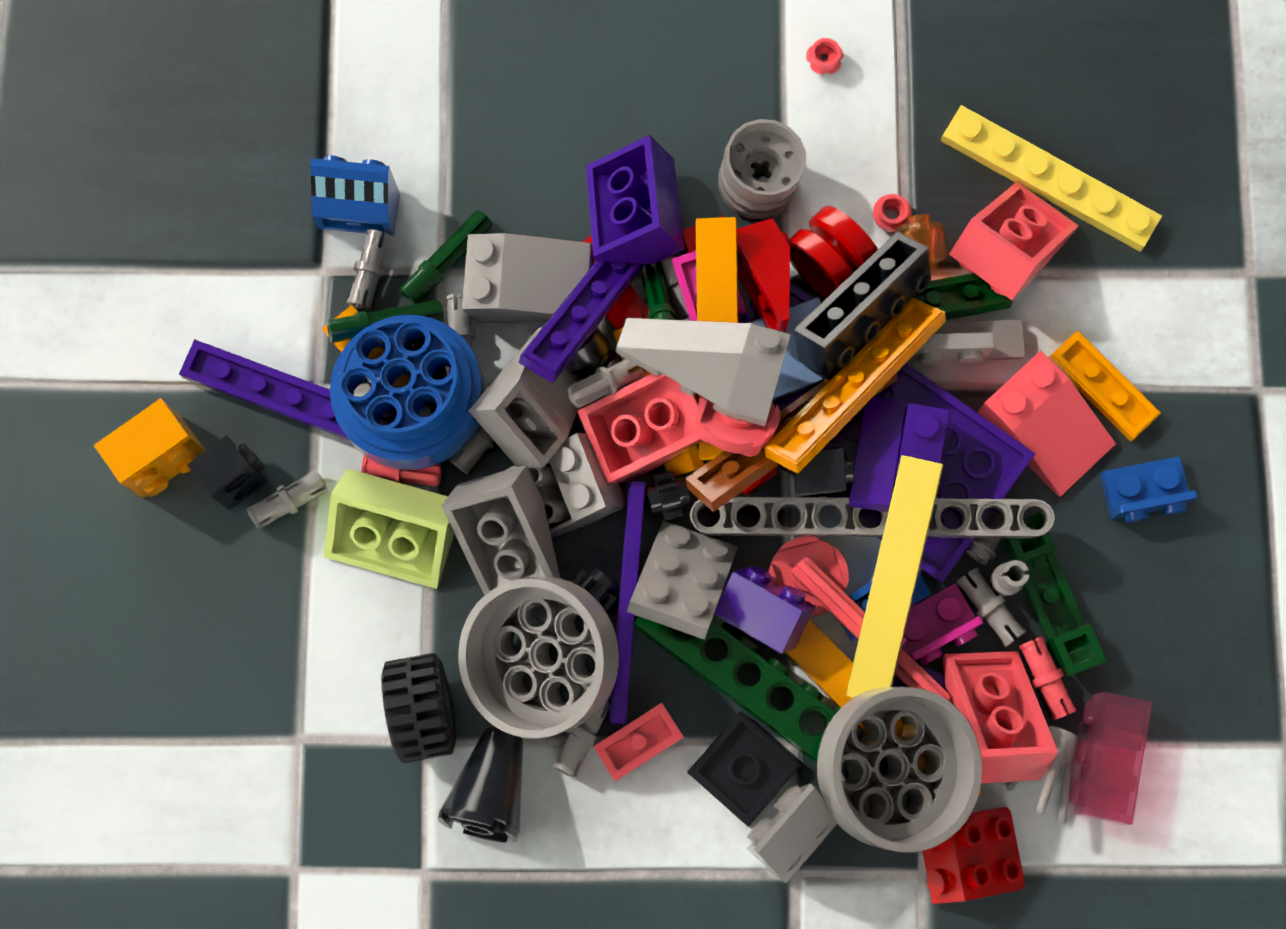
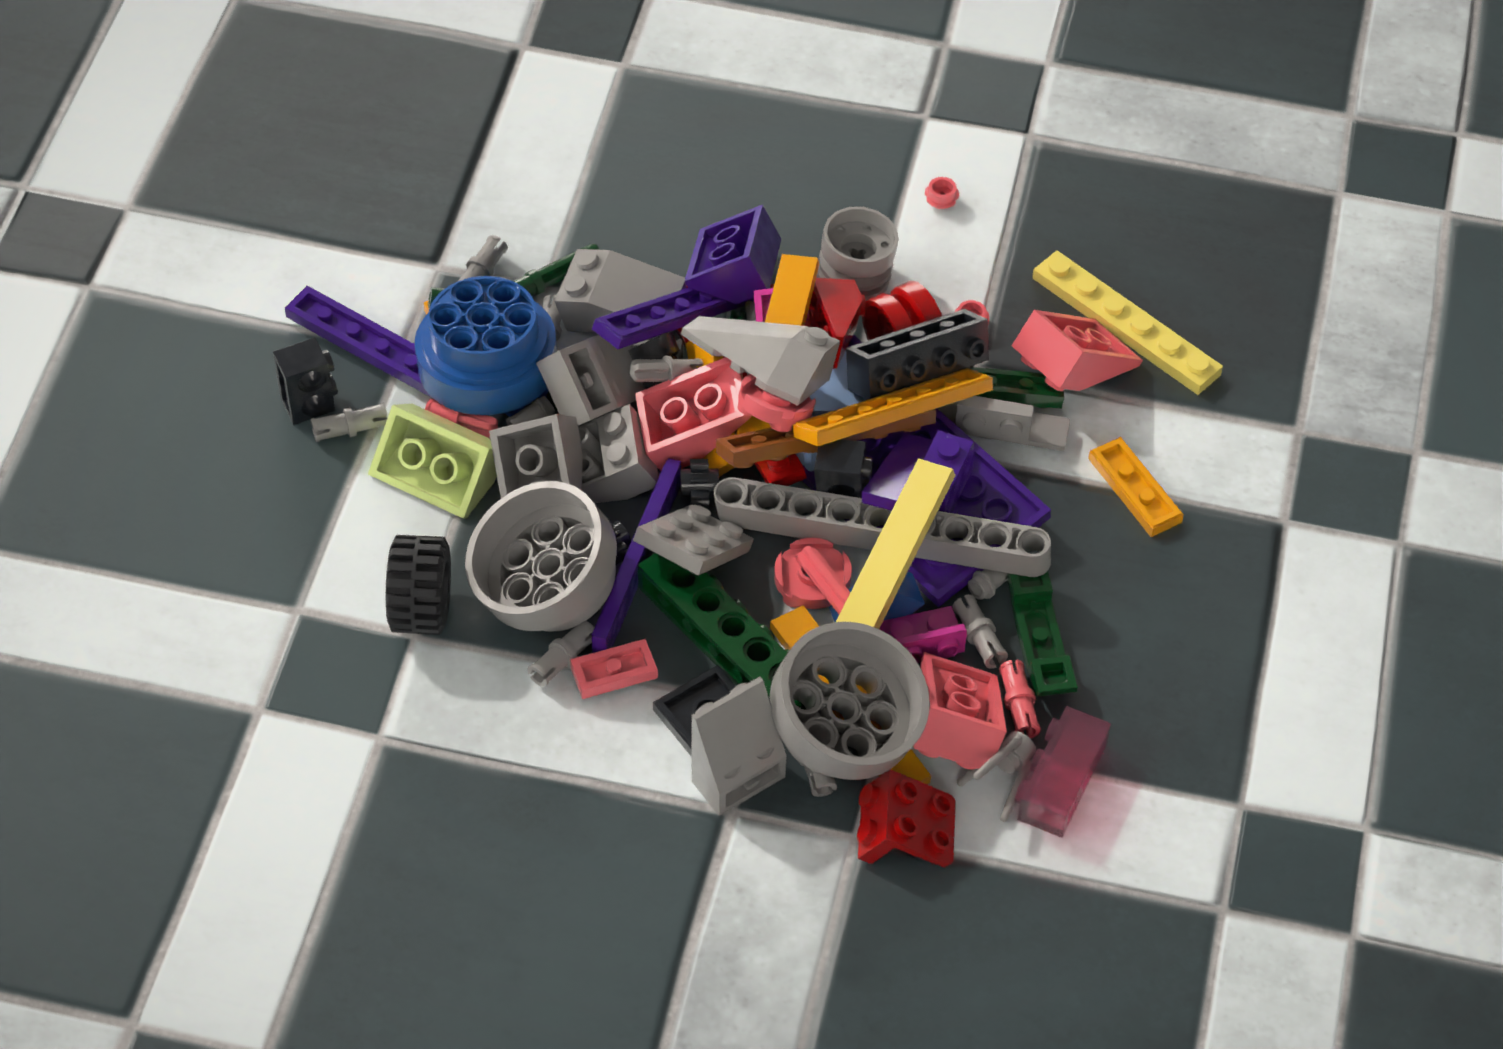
camera: 10 degrees right, 25 degrees down
(150, 449) = (240, 349): light orange brick -> none
(353, 195) = (483, 204): blue slope -> none
(488, 789) = (458, 672): black cone -> none
(764, 608) = (763, 579): dark purple brick -> none
(928, 234) = (1000, 341): clear orange head -> none
(1009, 578) = (999, 598): light grey pin -> none
(1050, 419) = (1082, 502): coral slope -> none
(1147, 488) = (1155, 572): blue bracket -> none

